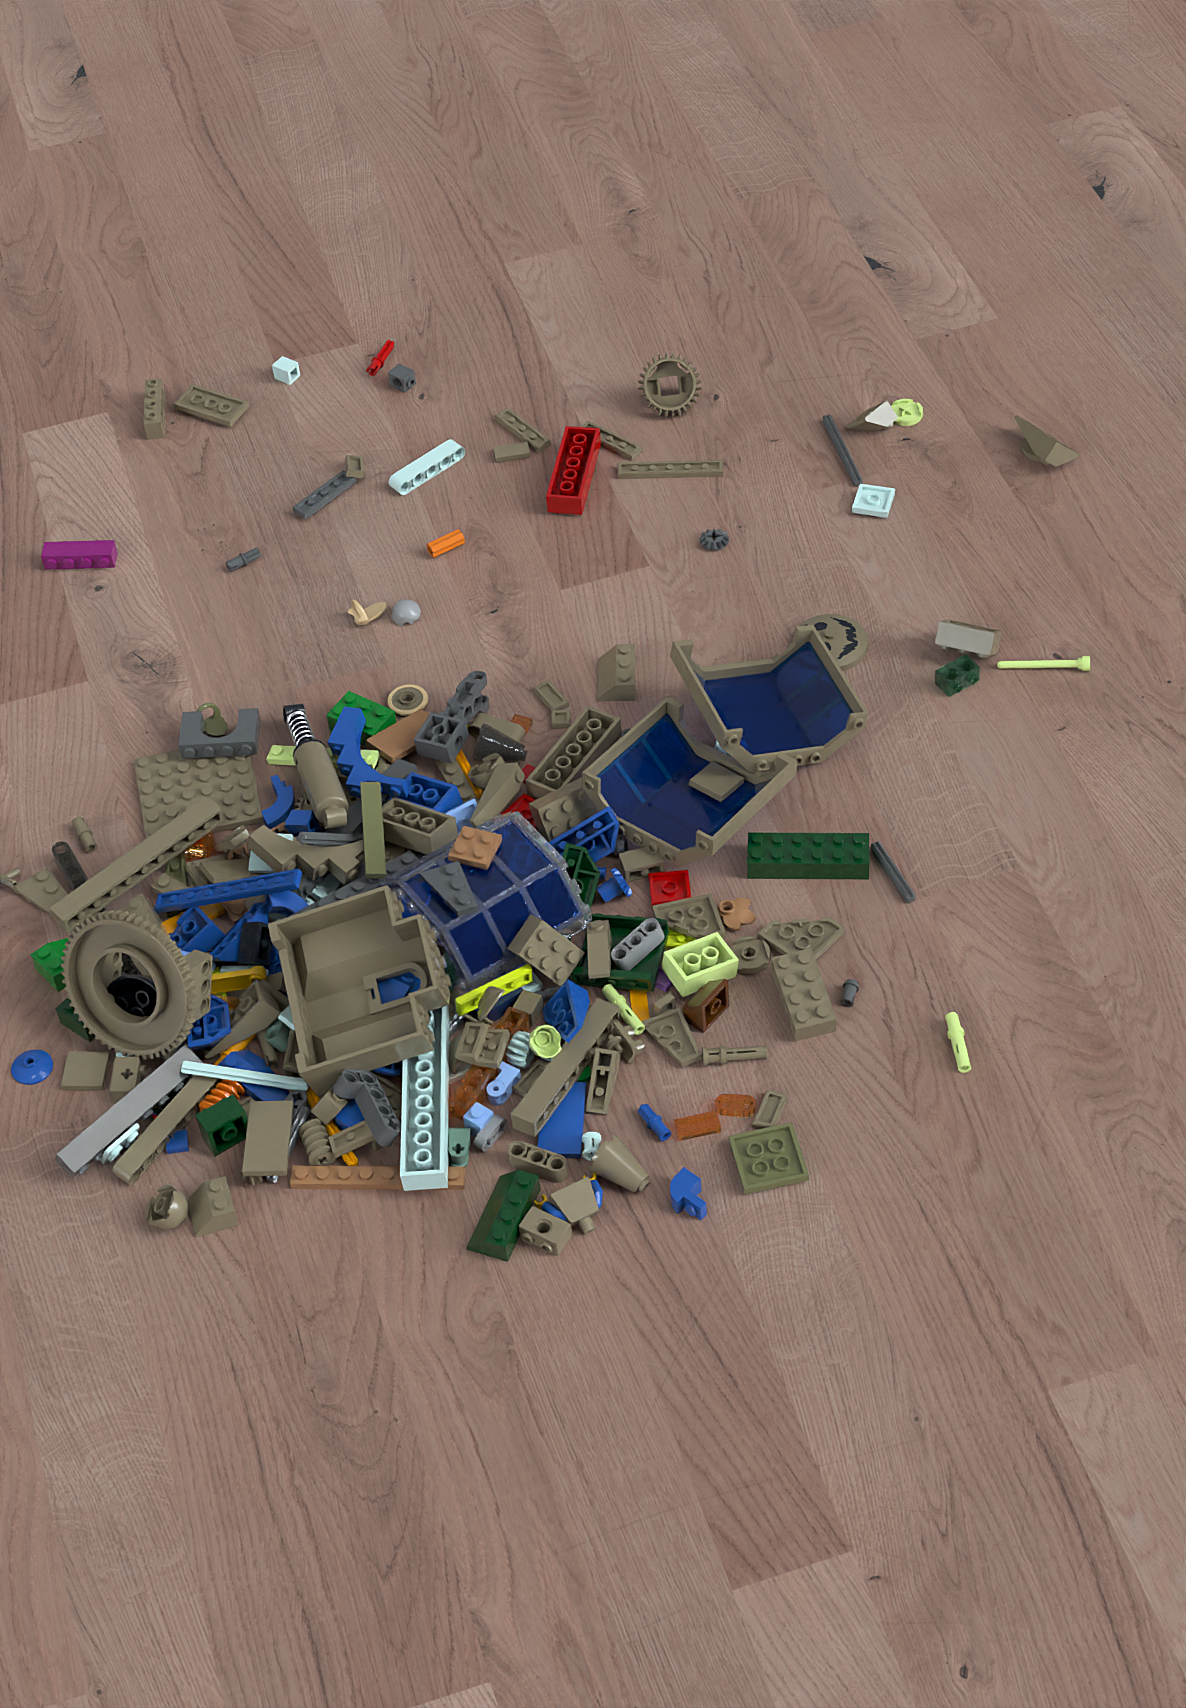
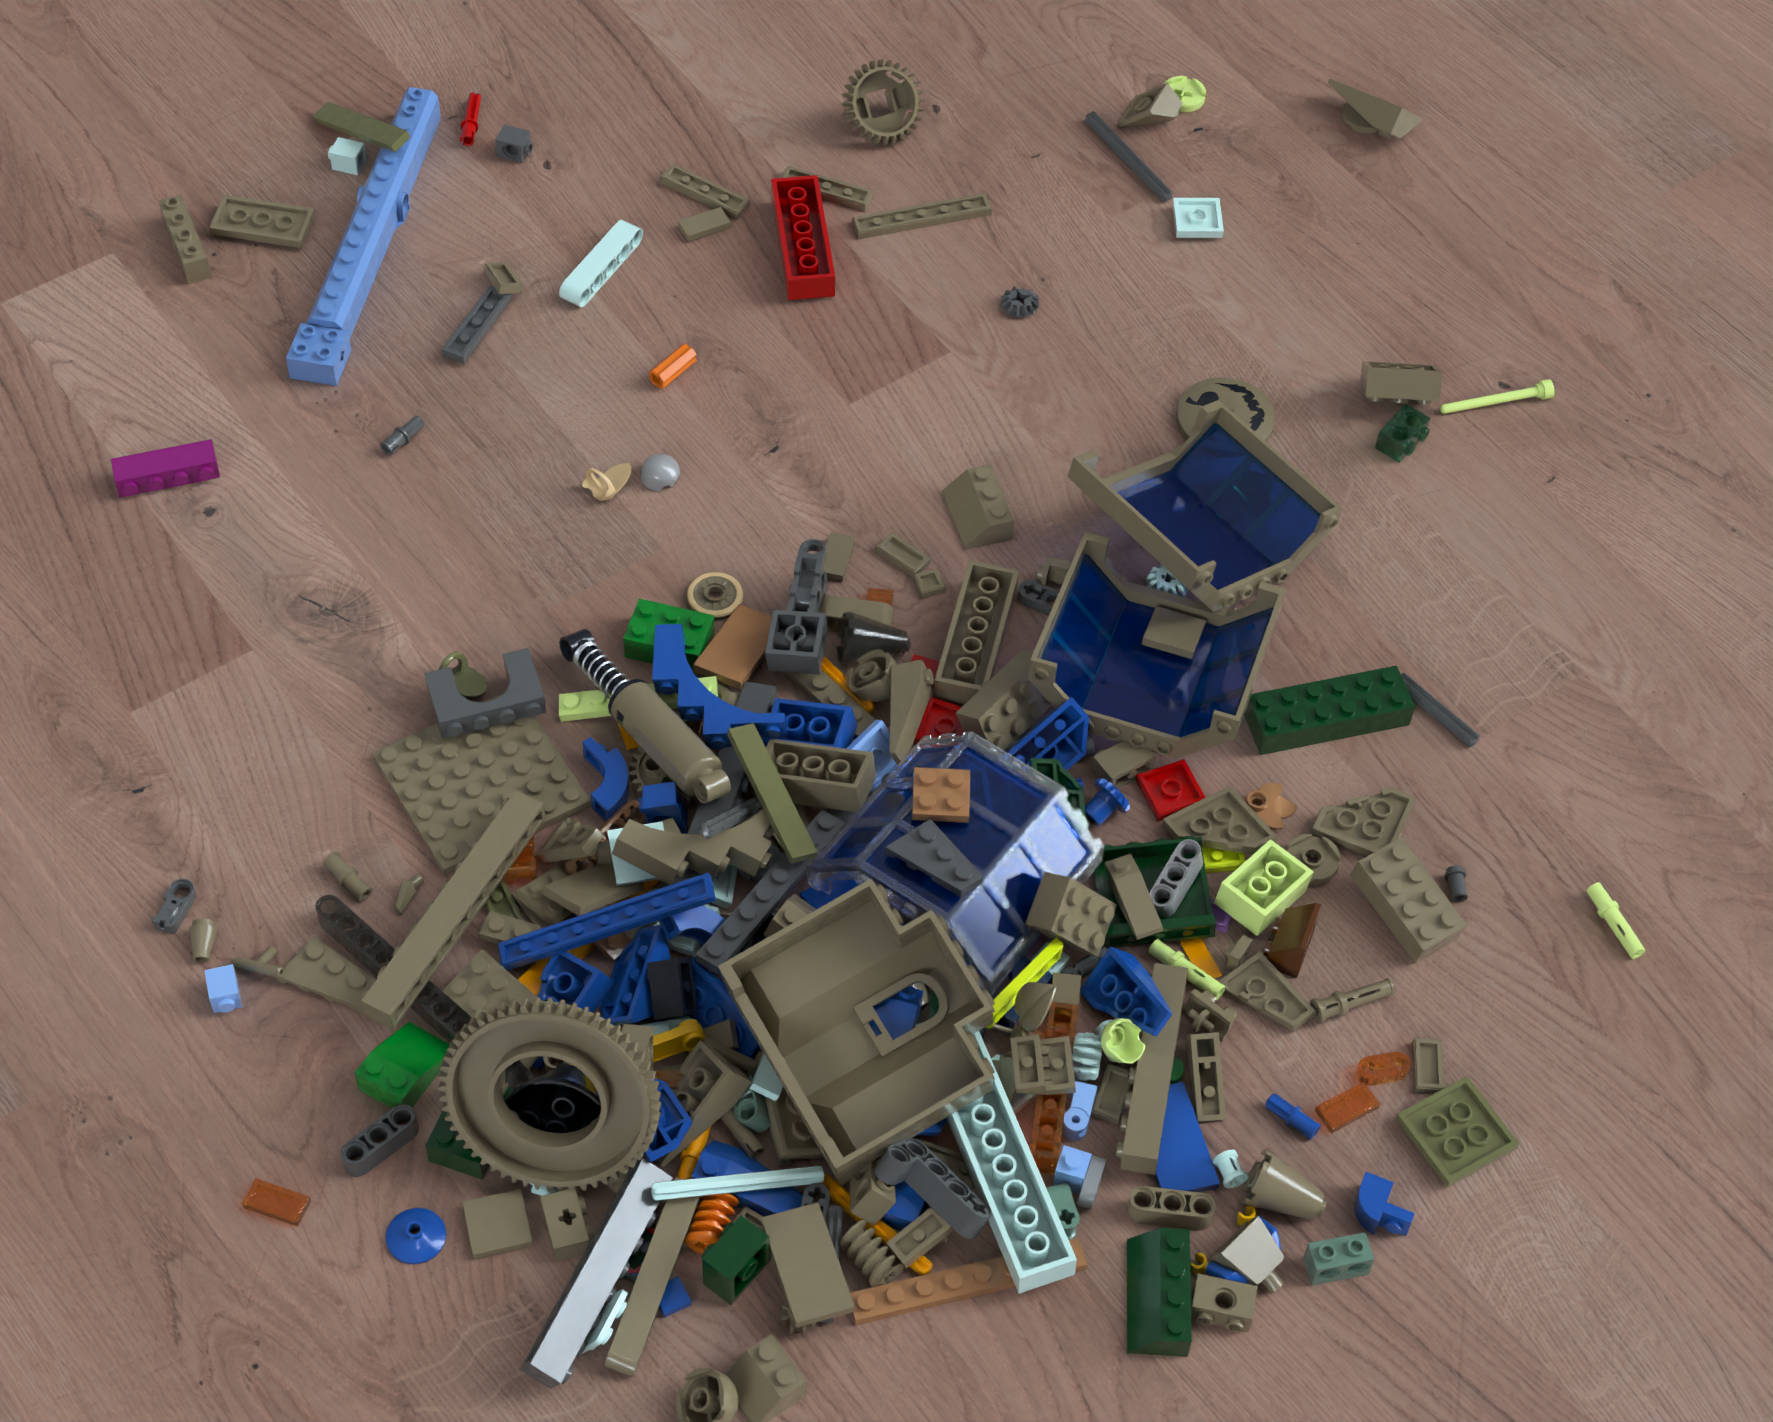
camera: 25 degrees left, 5 degrees up
(32, 1001) = (375, 1153): none -> dark grey beam
(119, 851) = (407, 891): none -> dark tan bar
(217, 489) = (382, 206): none -> medium blue piece
(299, 351) = (361, 126): none -> olive tile
(503, 689) = (838, 554): none -> dark tan tile
(639, 1221) = (1338, 1258): none -> sand green brick

